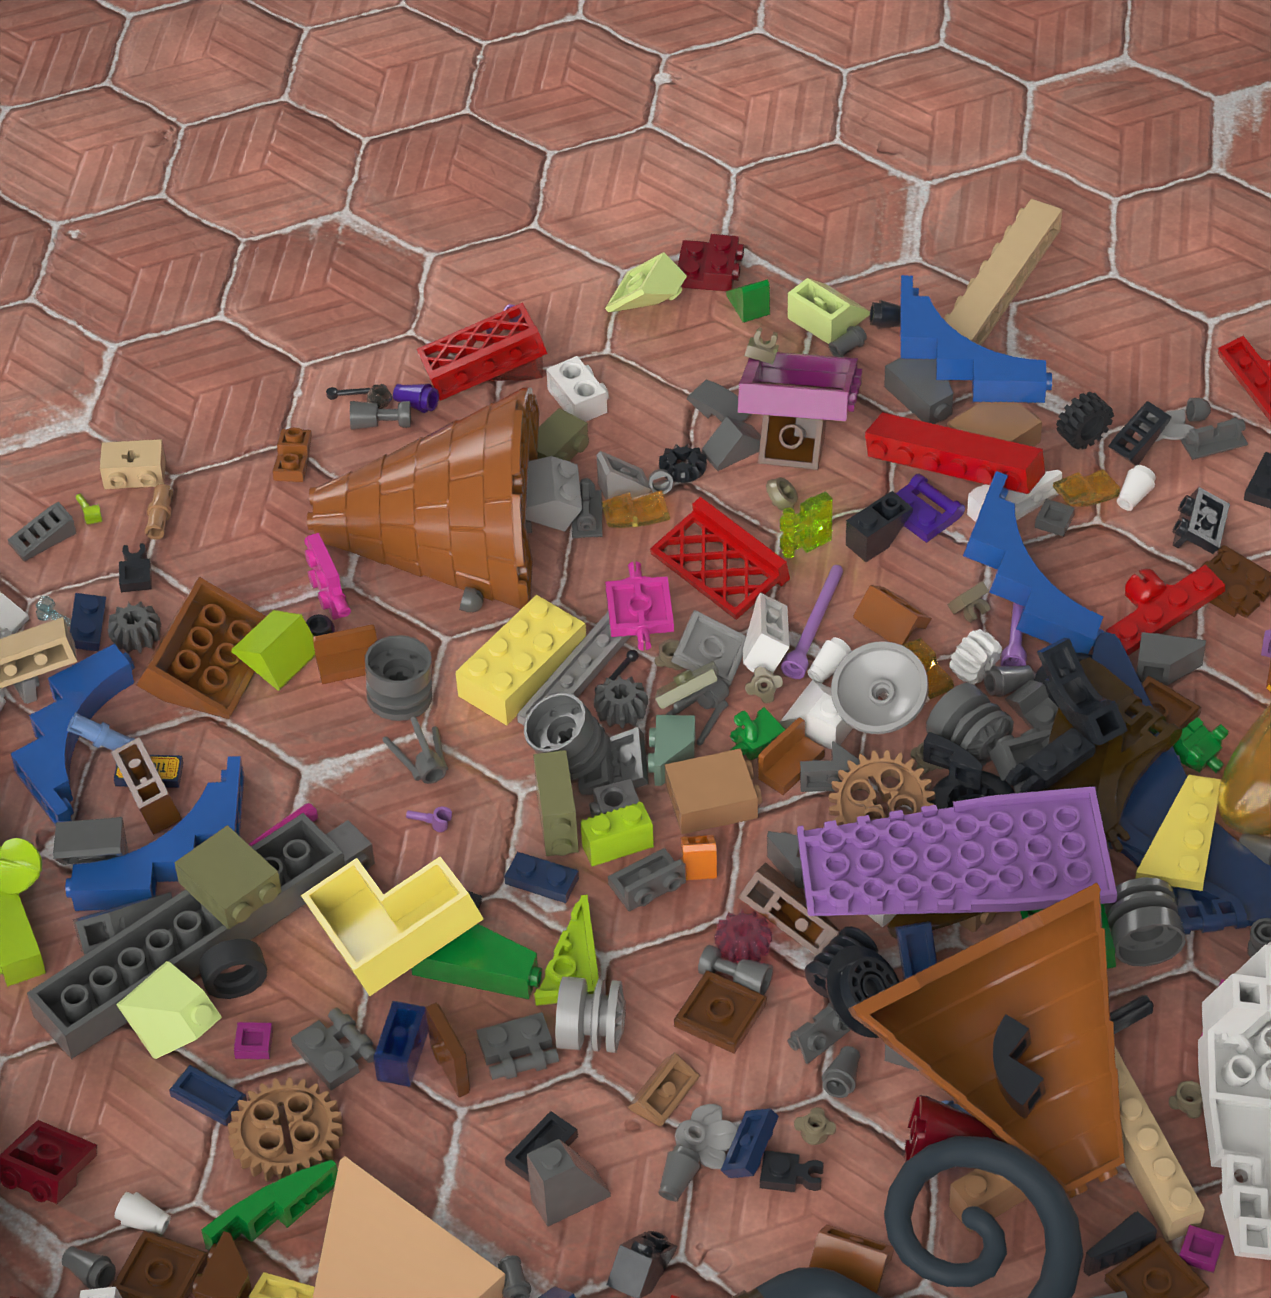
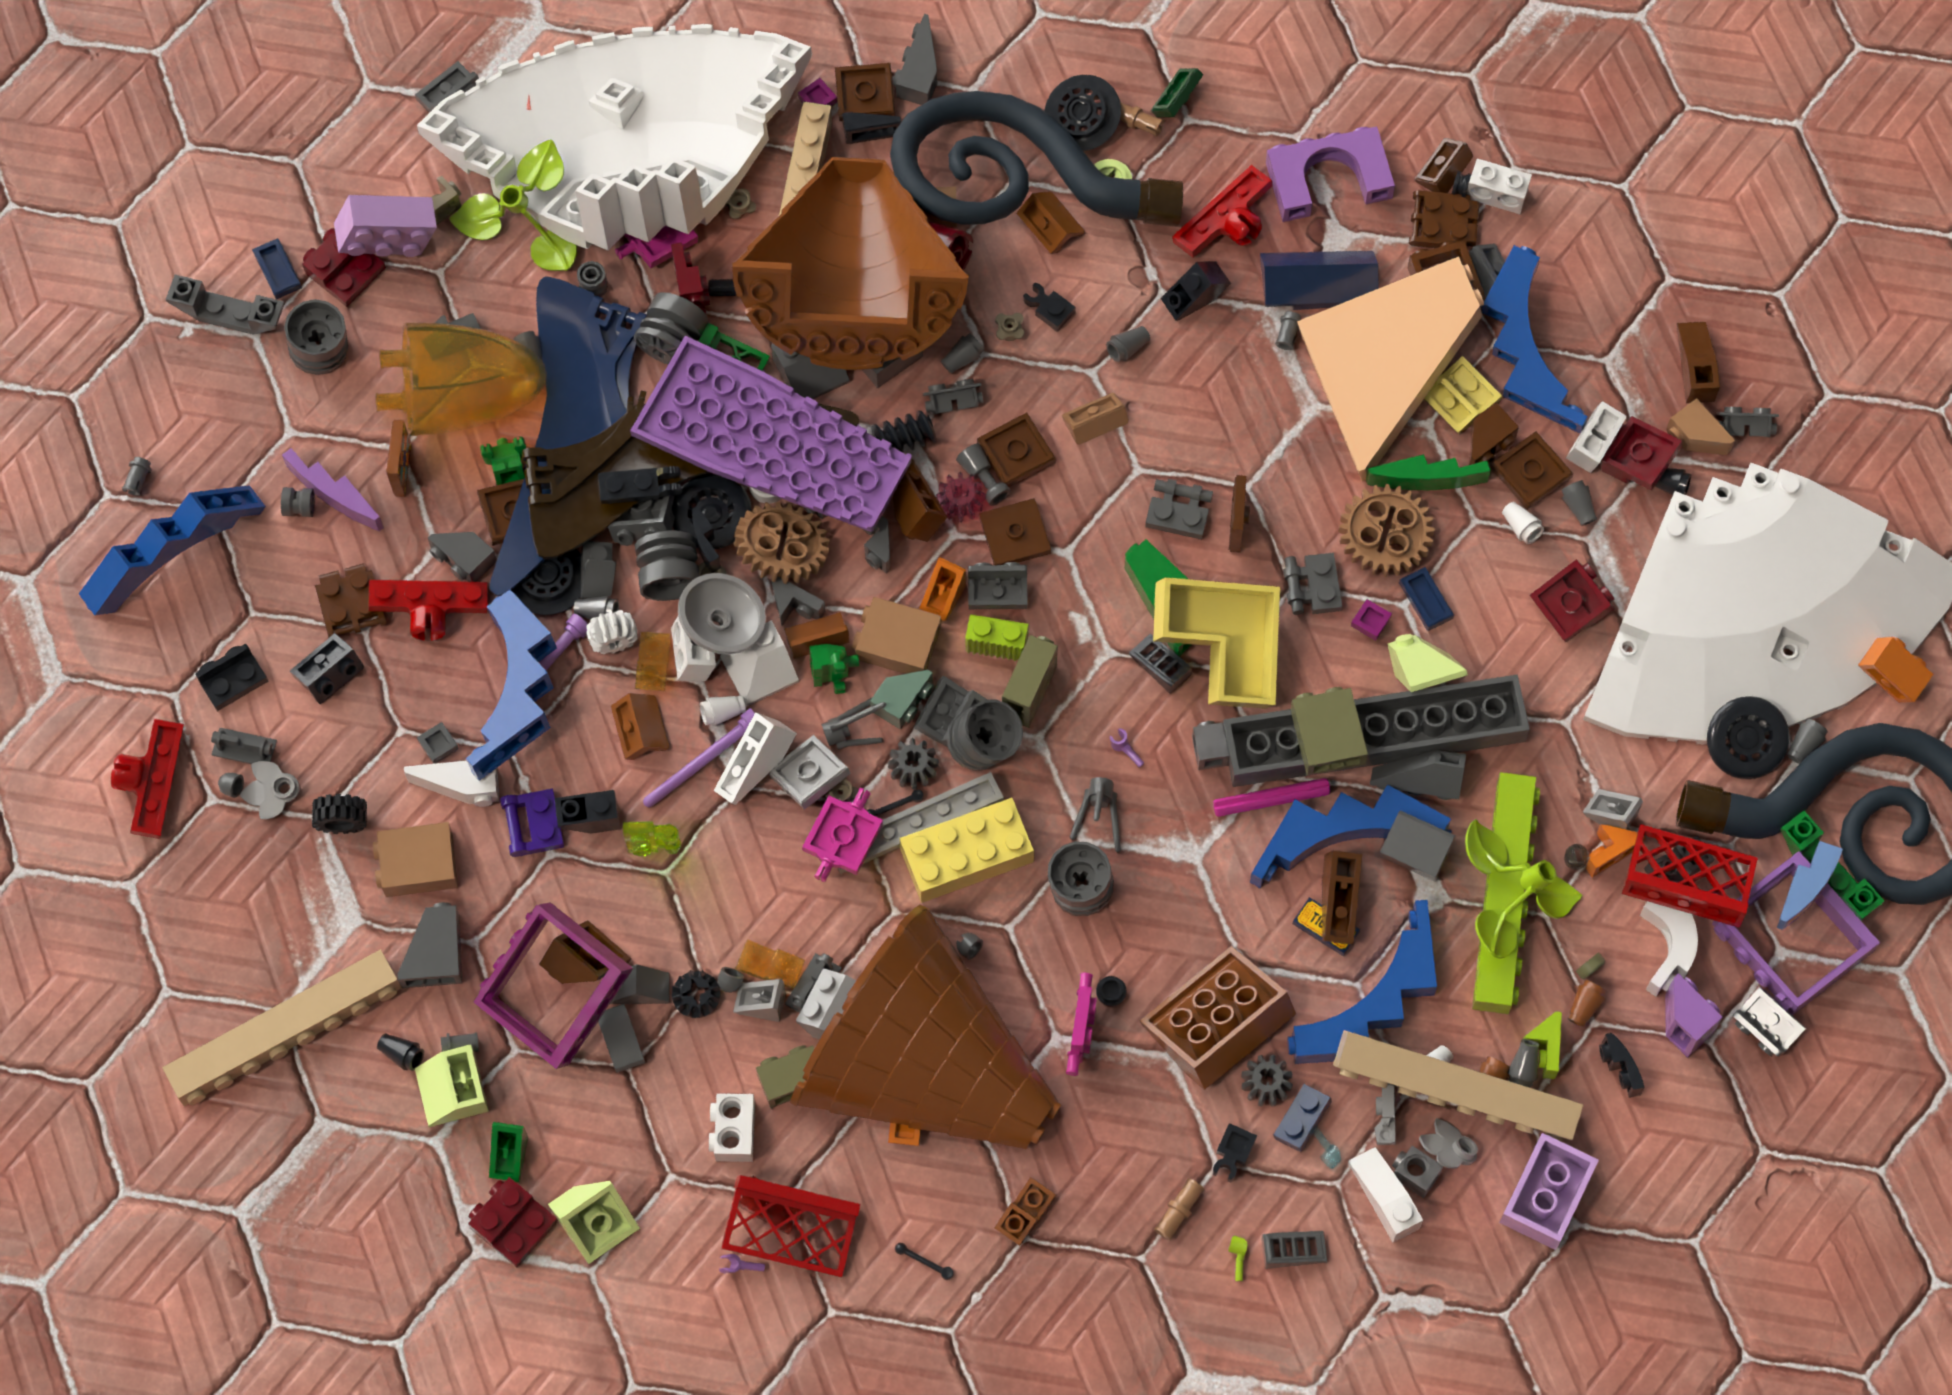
camera: 150 degrees left, 20 degrees up
(97, 733) = (1352, 969): medium blue pin -> none
(132, 464) = (1185, 1291): tan brick -> none
(230, 954) = (1360, 673): black tyre -> none
(277, 647) = (1161, 985): lime slope -> none
(343, 653) = (1104, 944): dark orange panel -> none
(367, 414) = (934, 1212): dark grey piece -> none
(379, 395) = (910, 1232): clear smoke hinge -> none
(401, 1043) = (1266, 543): clear blue brick -> none
(421, 396) = (878, 1212): dark purple cone -> none
(541, 877) = (1073, 644): dark blue plate -> none
(545, 1132) = (1211, 416): black plate -> none
(562, 1182) = (1214, 365): dark grey slope -> none
(572, 956) = (1099, 547): lime wing -> none
(589, 1014) = (1115, 481): light grey wheel -> none
(613, 797) = (975, 655): flat silver brick -> none
(667, 941) = (1015, 532): none -> reddish brown plate
(686, 684) = (857, 730): plate -> none
(712, 1133) = (1086, 362): light grey plate -> none
(732, 537) = (712, 863): red fence -> none
(749, 1143) = (1065, 333): dark blue plate -> none
(762, 350) = (555, 1045): dark tan tile -> none
(765, 693) = (789, 714): dark tan plate -> none
(781, 493) = (640, 900): dark tan hat -> none
(854, 977) = (907, 392): black wheel -> none
(916, 947) = (850, 398): dark blue tile -> none
(954, 452) = (477, 837): red brick -> none
(971, 599) = (570, 700): dark tan tile -> none
(993, 374) = (405, 973): blue arch -> none
(1016, 1082) = (862, 239): black brick -> none
(1076, 697) = (579, 504): black arch -> none
(1087, 490) = (388, 756): clear yellow slope -> none
(1136, 486) = (347, 734): white cone -> none
(1141, 447) = (323, 772): black slope -> none
(1166, 971) = (690, 283): none -> dark red plate
(1184, 839) = (590, 378): light yellow wing -> none

